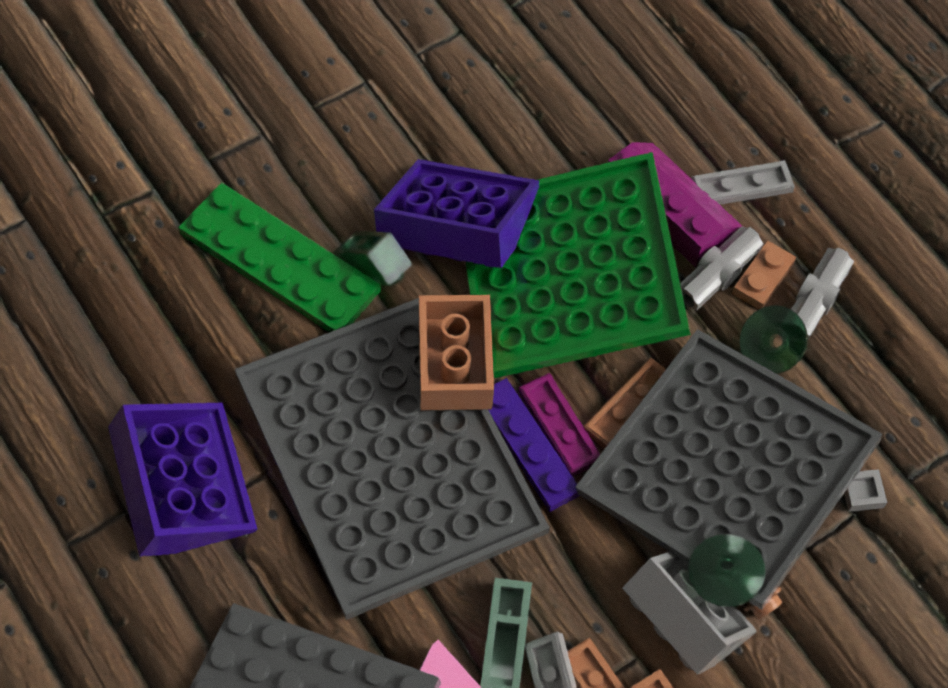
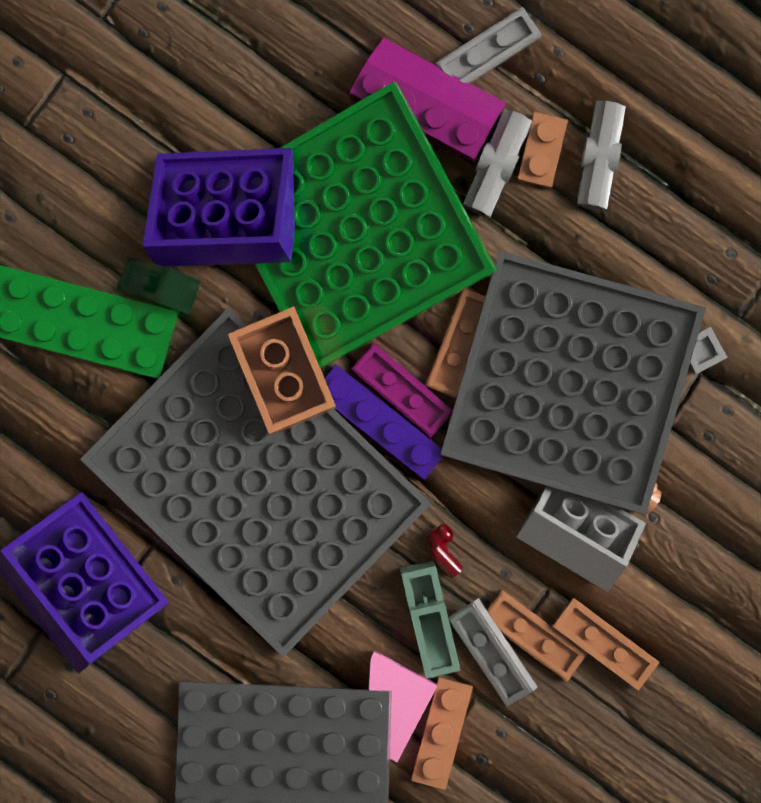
camera: 20 degrees left, 25 degrees up
(540, 578) = (439, 550): none -> dark red arm
(725, 586) = (623, 487): clear green dish -> none
(764, 327) = (564, 236): clear green dish -> none

